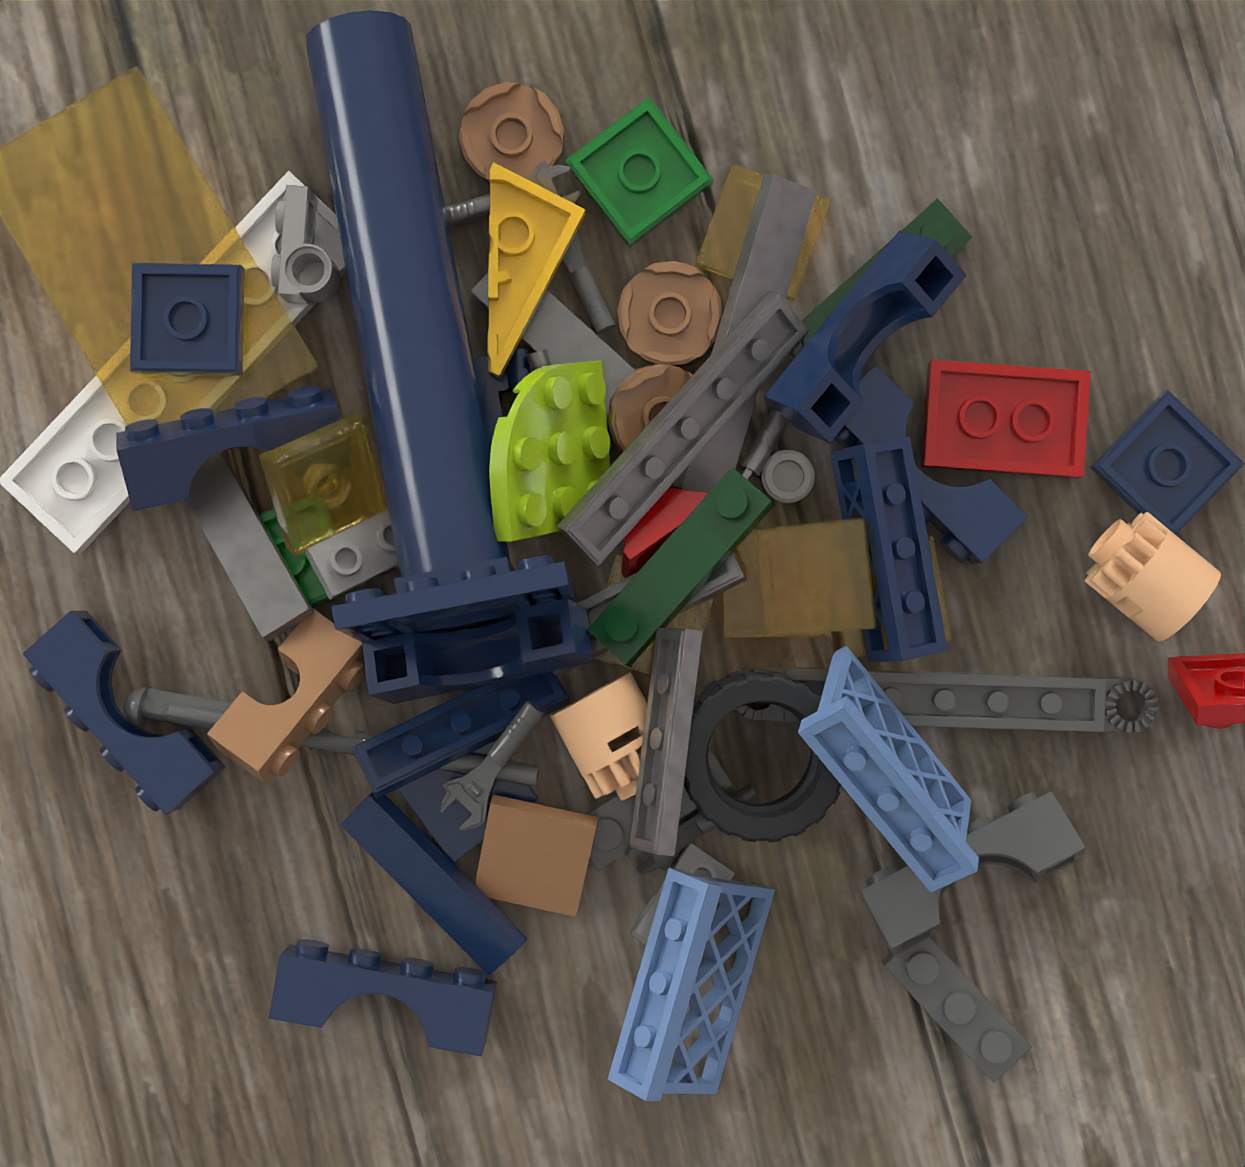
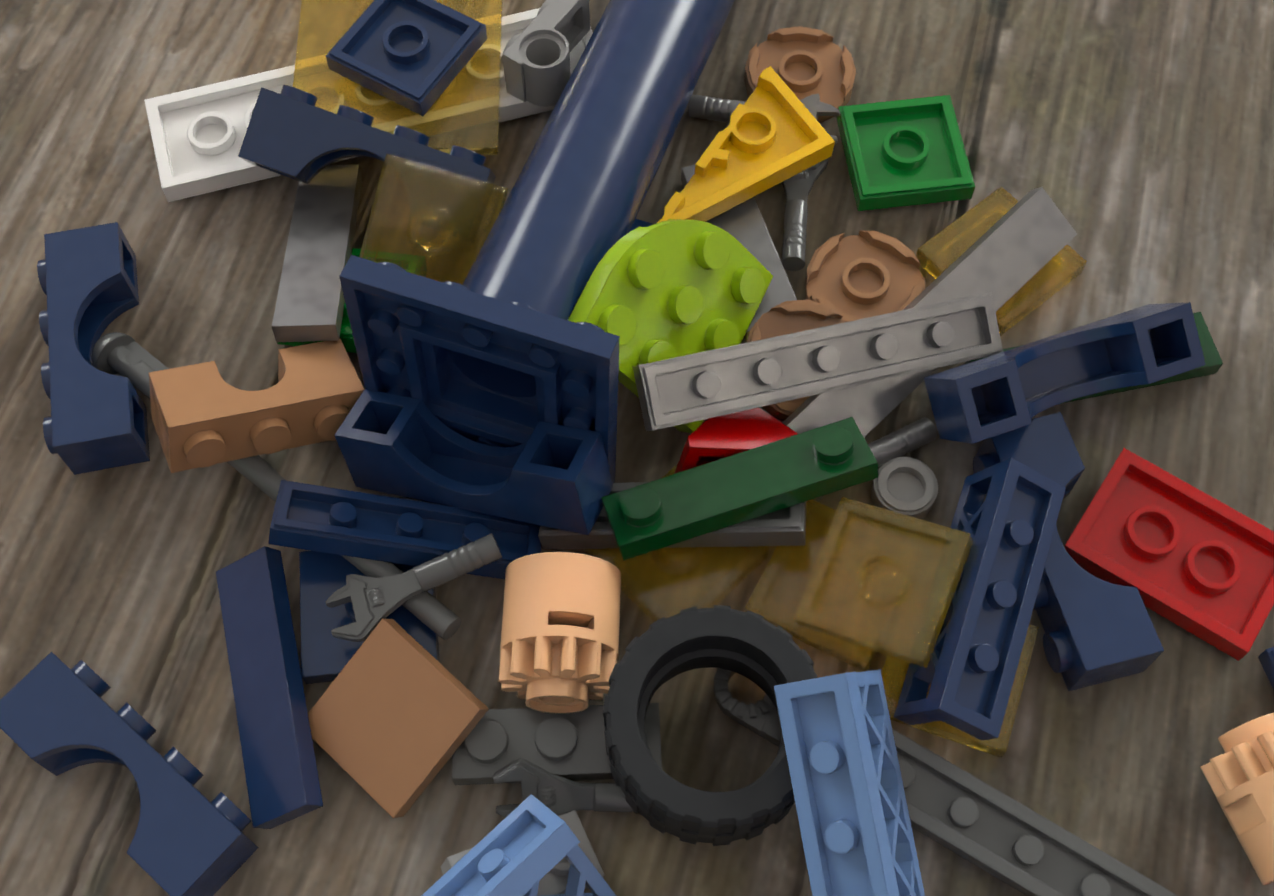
camera: 30 degrees right, 25 degrees down
(666, 740) = (612, 637): flat silver tile -> none

